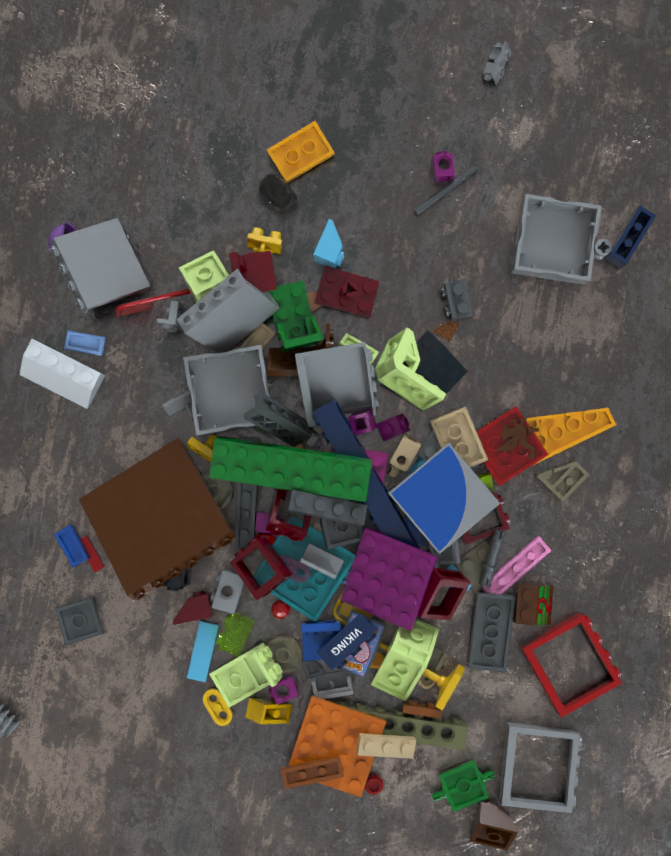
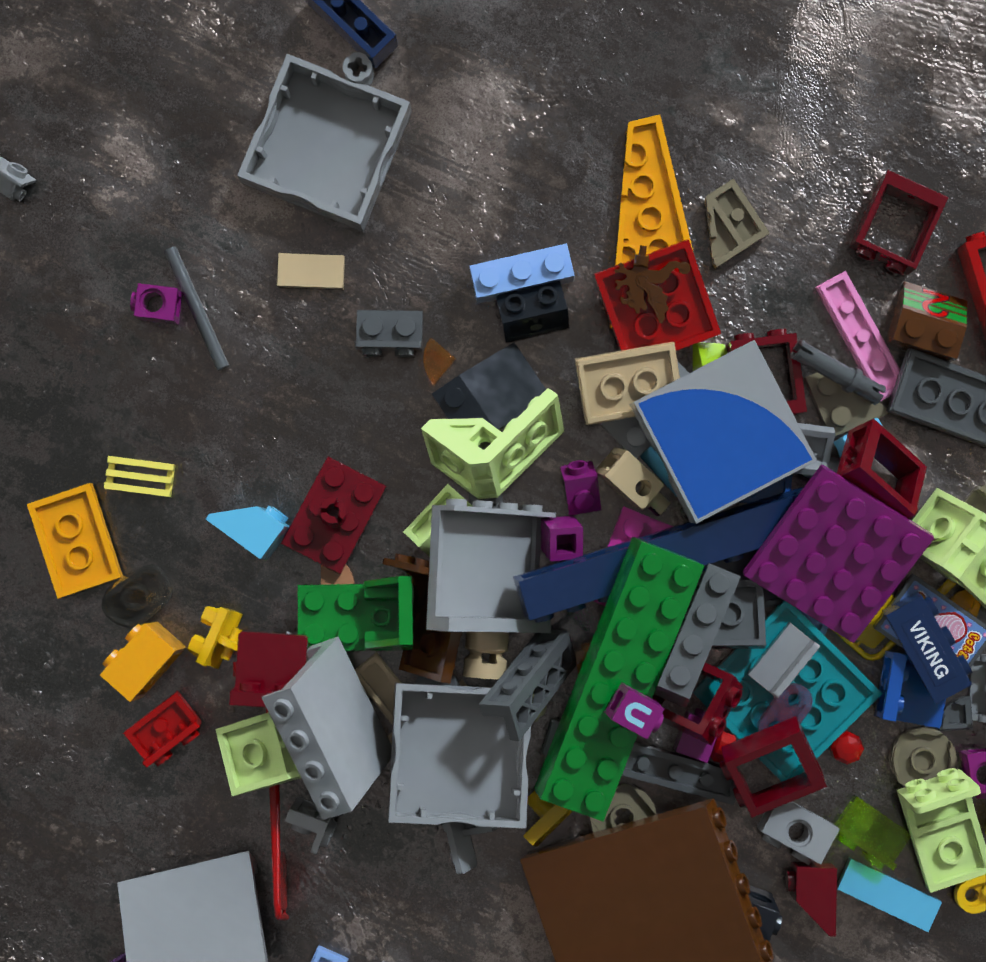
camera: 75 degrees left, 0 degrees up
(207, 224) = (163, 729): none -> red bracket
(242, 203) = (142, 661): none -> light orange brick
(275, 480) = (635, 711): none -> magenta brick
(295, 393) = (485, 642): none -> tan wheel
(343, 163) = (111, 473): none -> light yellow tile
(481, 248) = (311, 271): none -> tan tile
(487, 377) = (533, 311): none -> black bracket
(505, 359) = (521, 272): none -> light blue arch
(604, 578) = (913, 194): none -> dark red window

